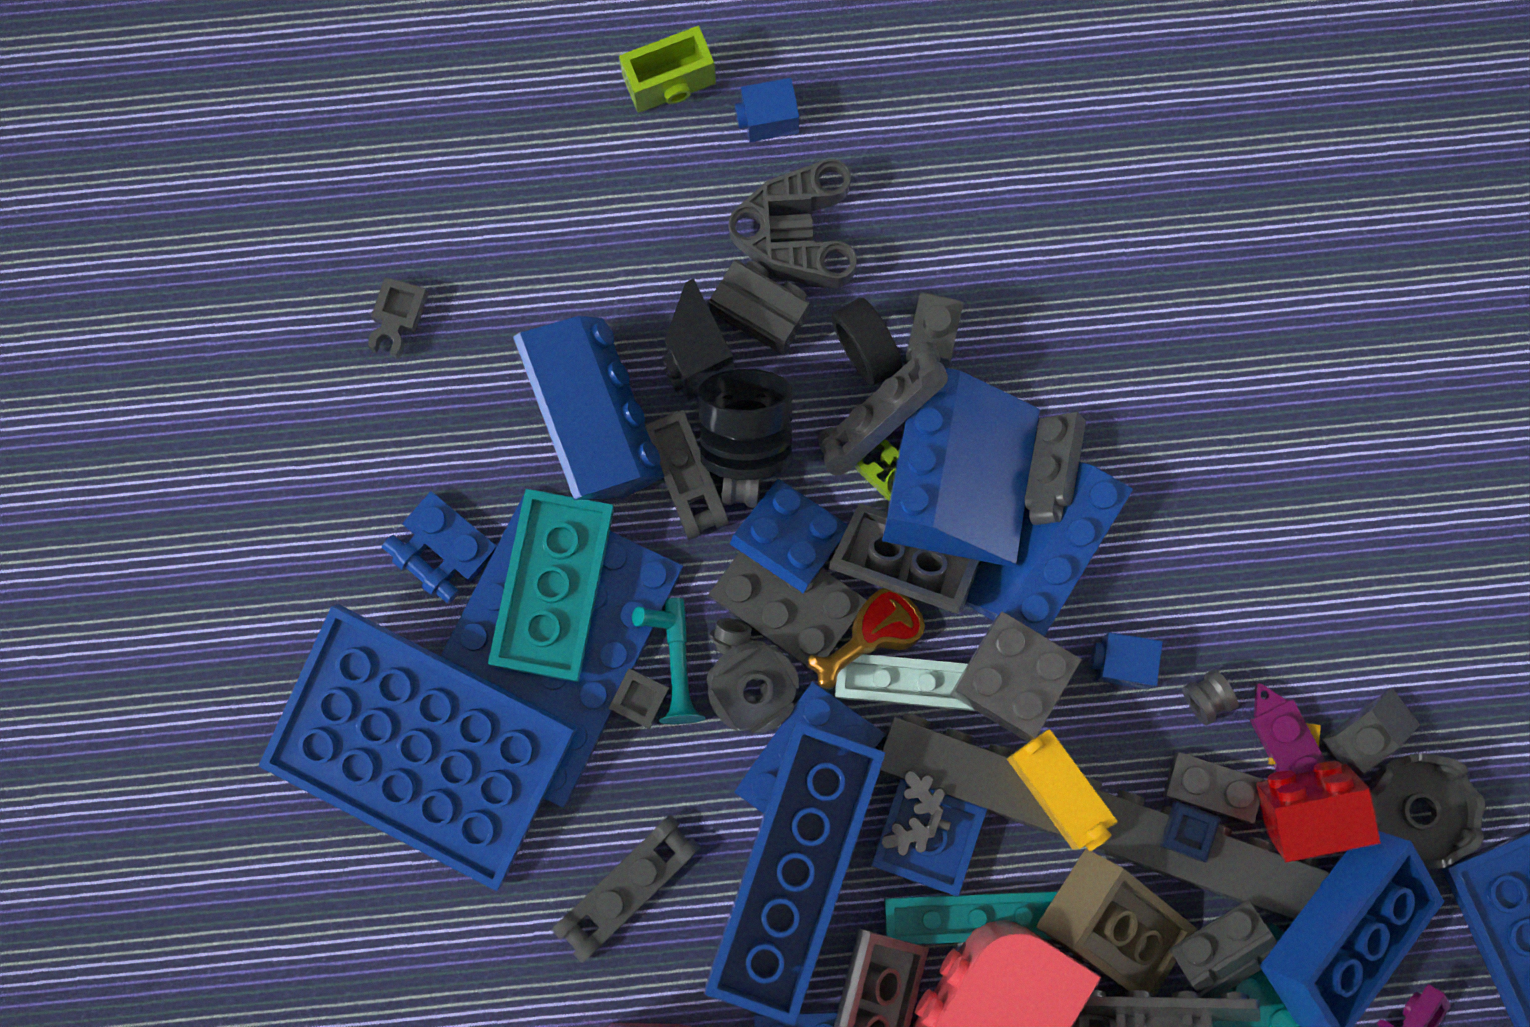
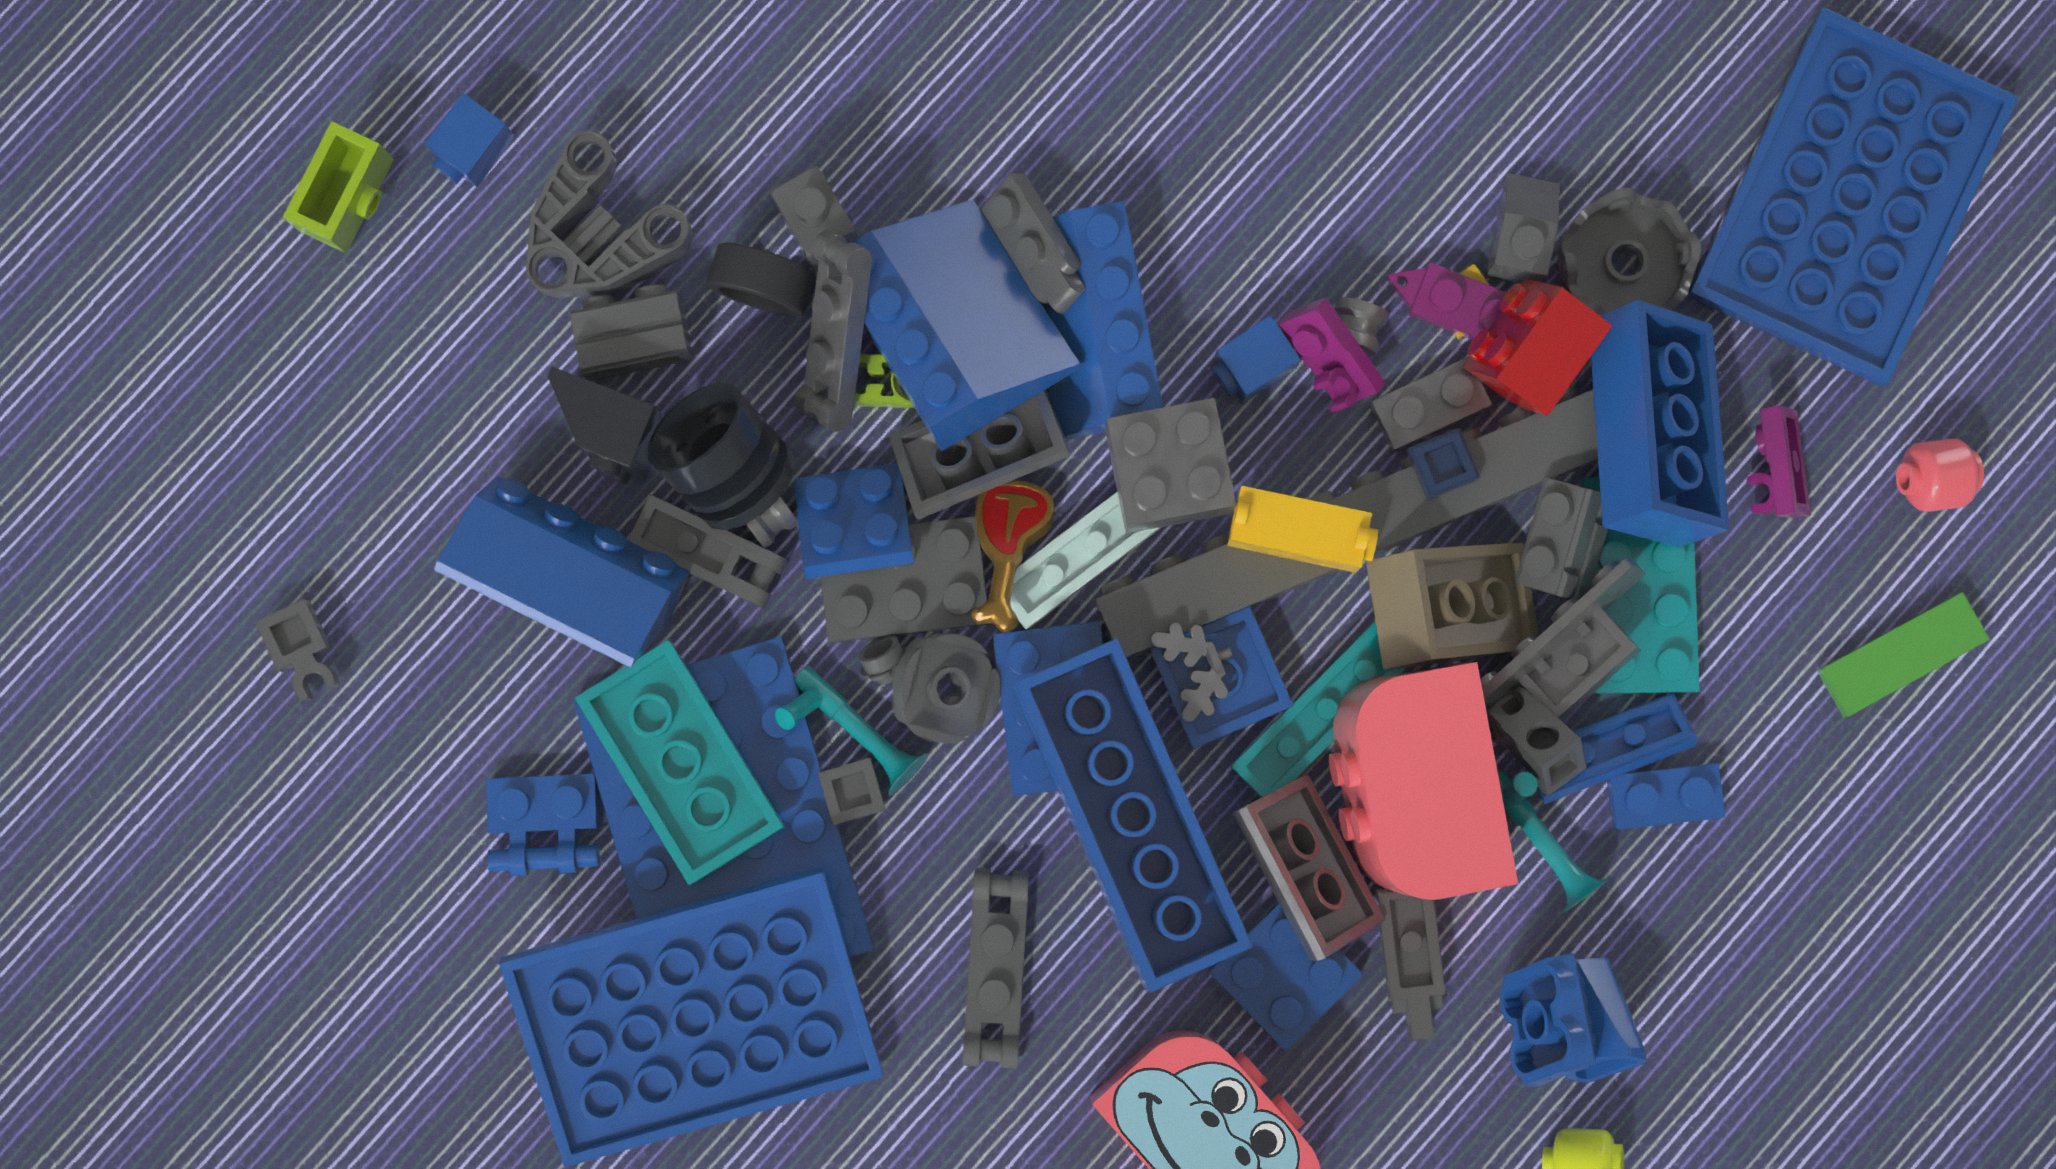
camera: 40 degrees left, 5 degrees up
(1179, 699) = (1331, 354): none -> magenta plate

